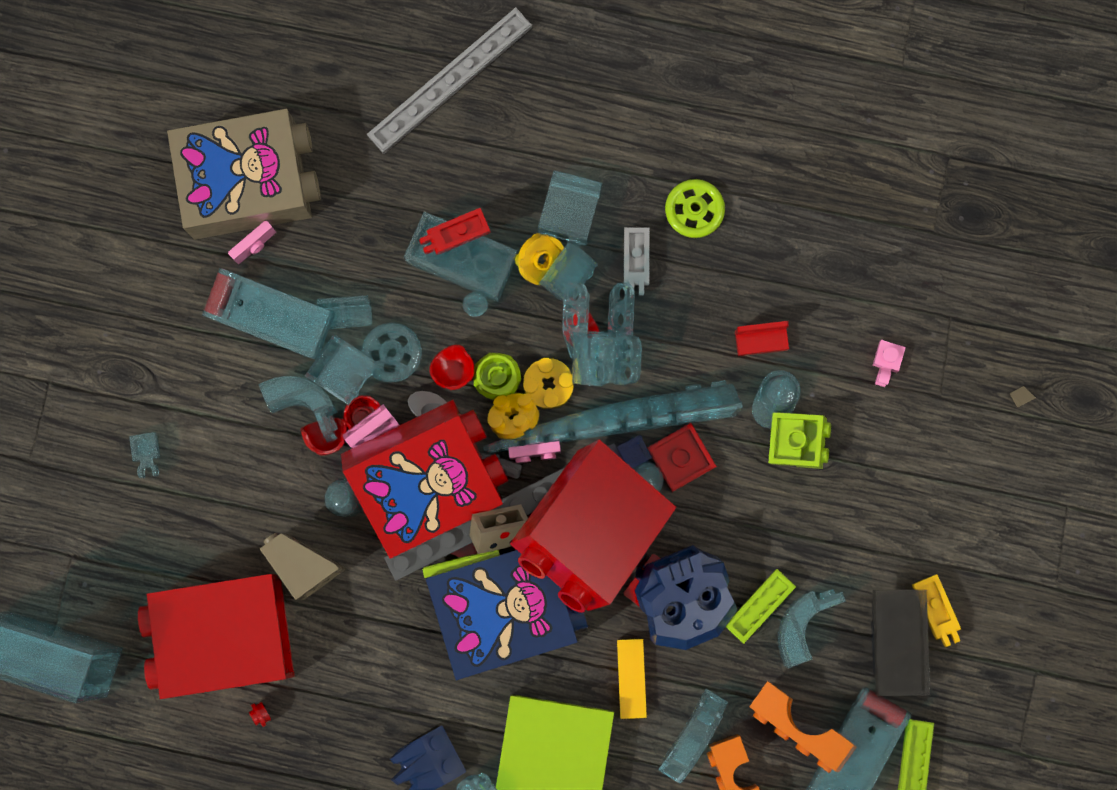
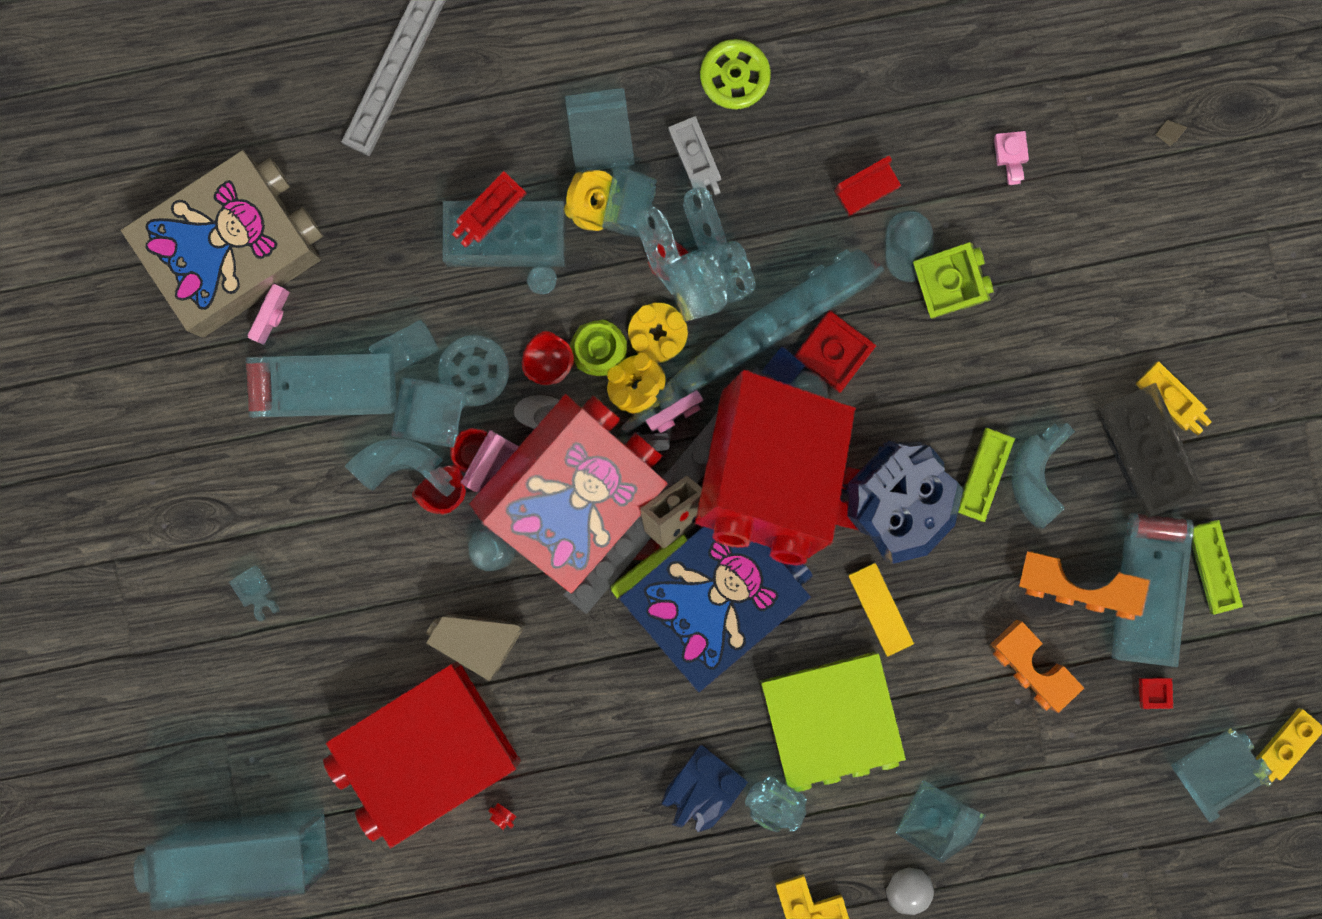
camera: 25 degrees left, 5 degrees up
(694, 737) = (975, 643): clear light blue arch -> none

